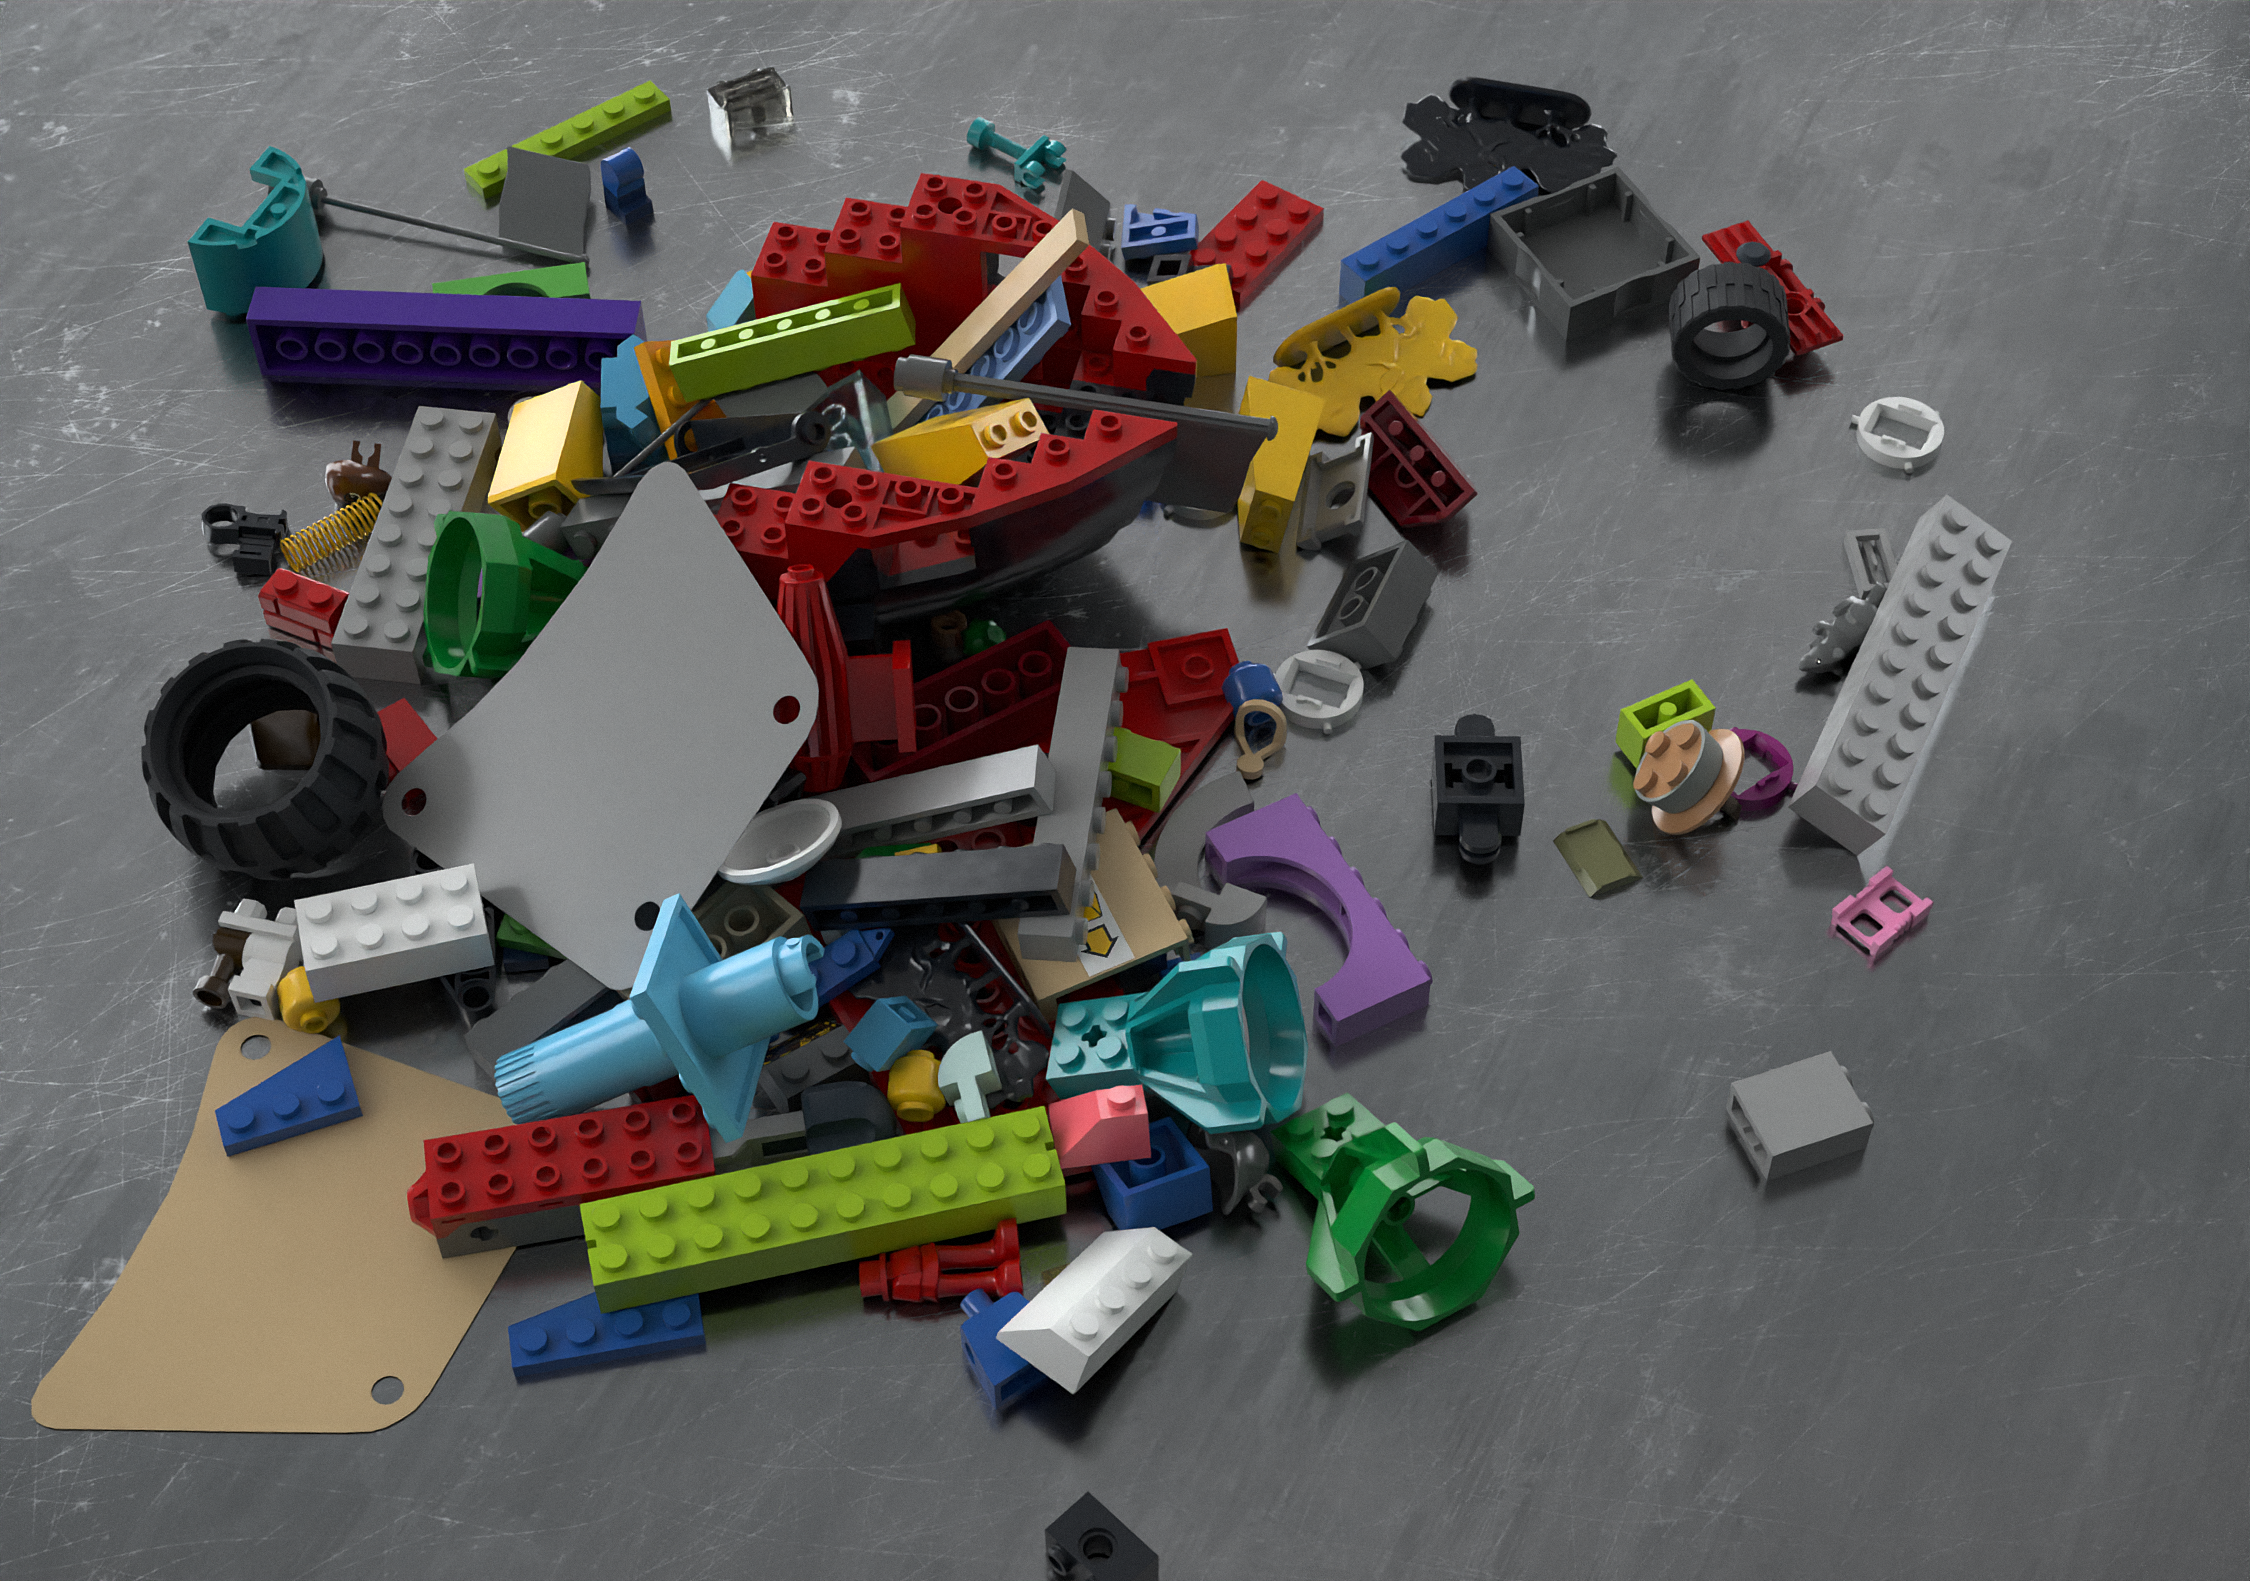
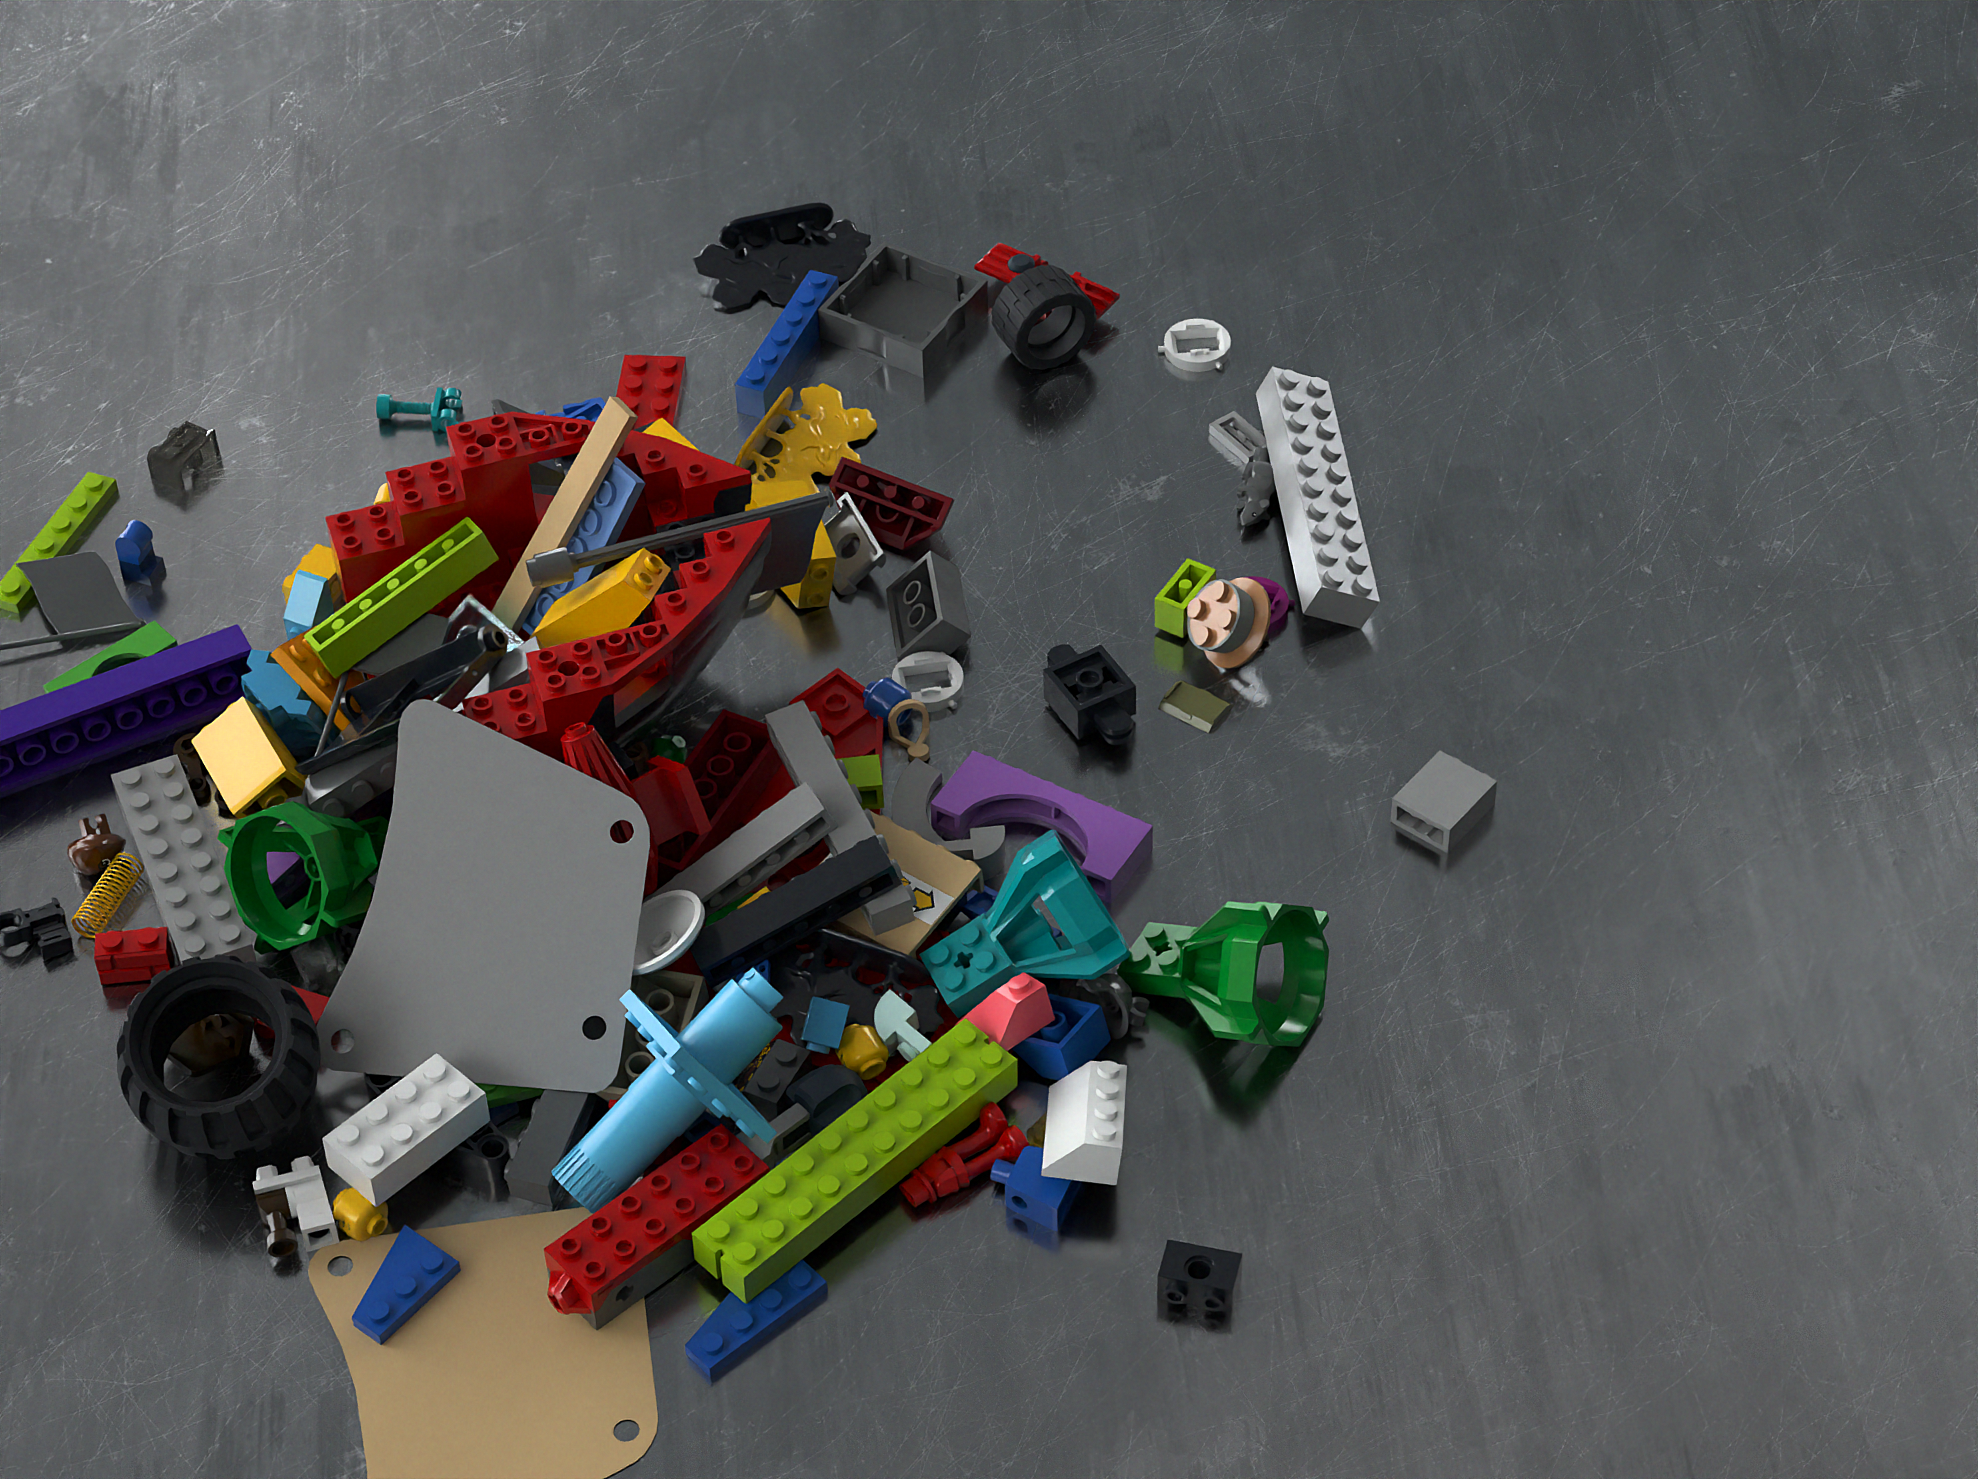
camera: 30 degrees left, 5 degrees down
(1869, 903) = (1391, 653): bright pink piece -> none

